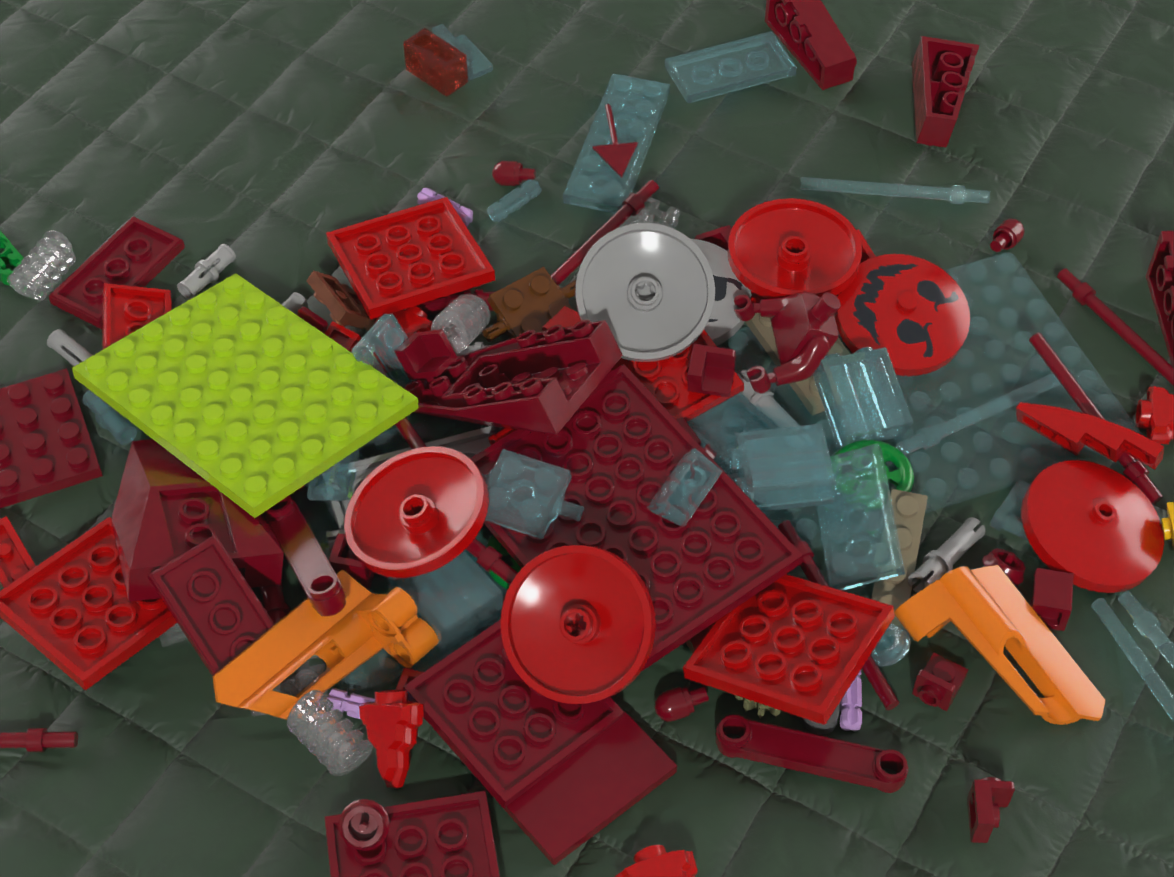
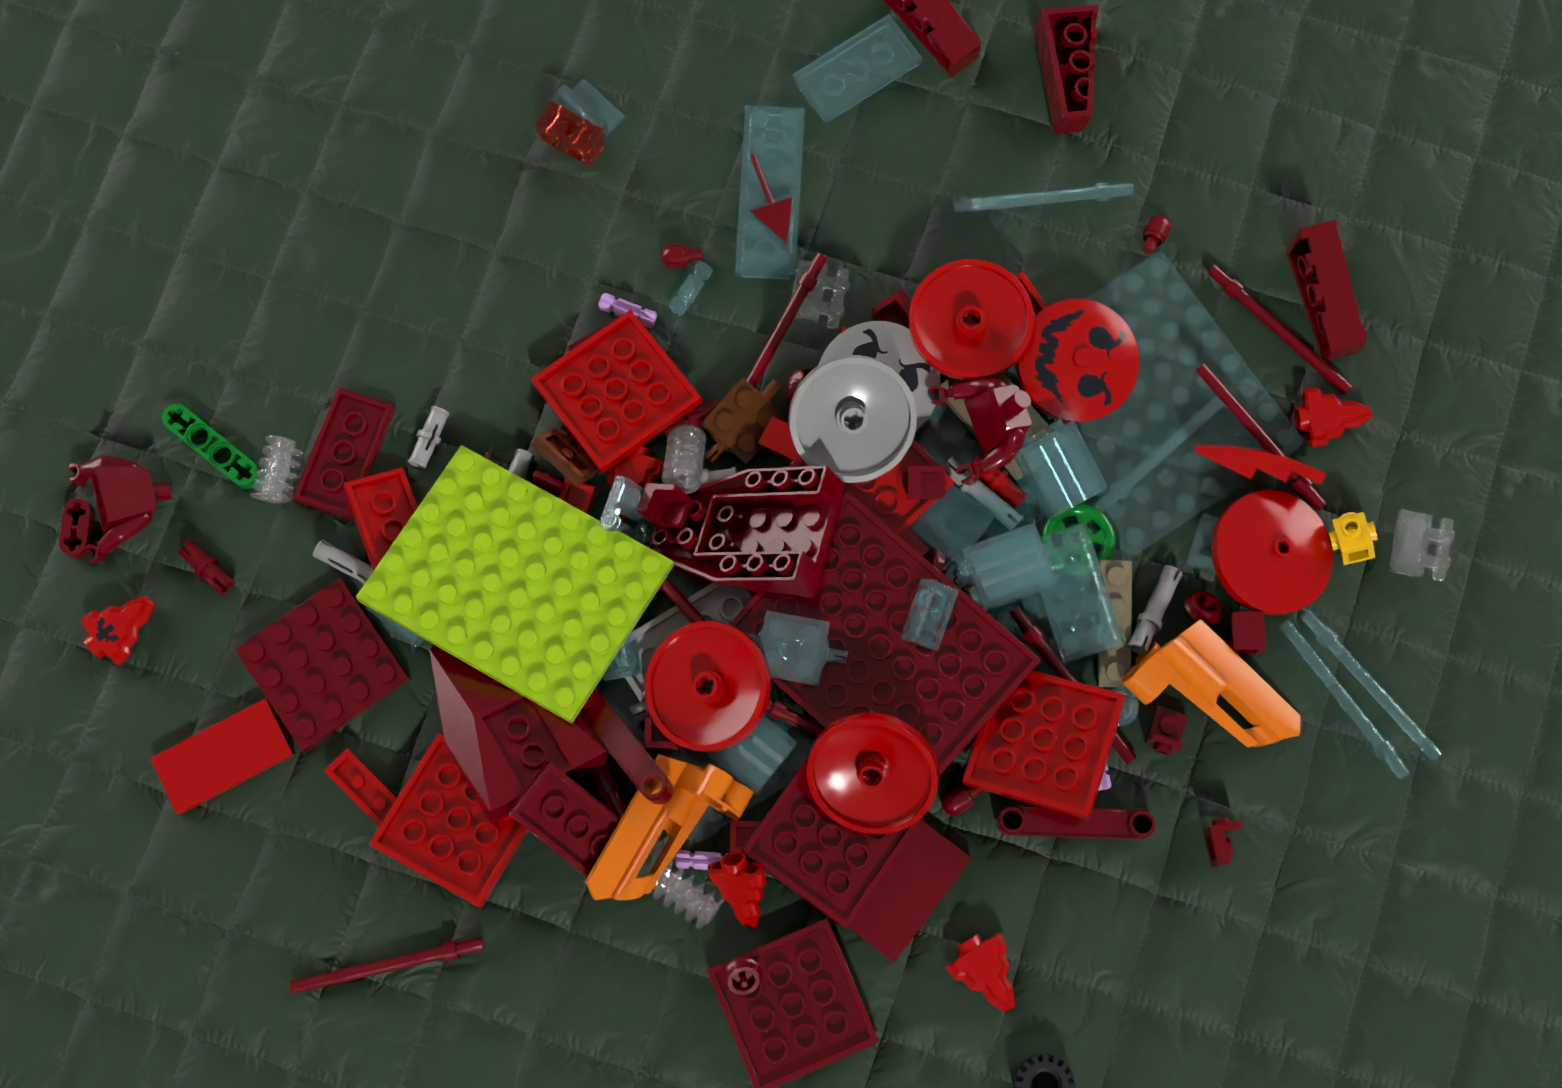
camera: 10 degrees left, 25 degrees up
(795, 404) = (1002, 485): none -> red pin

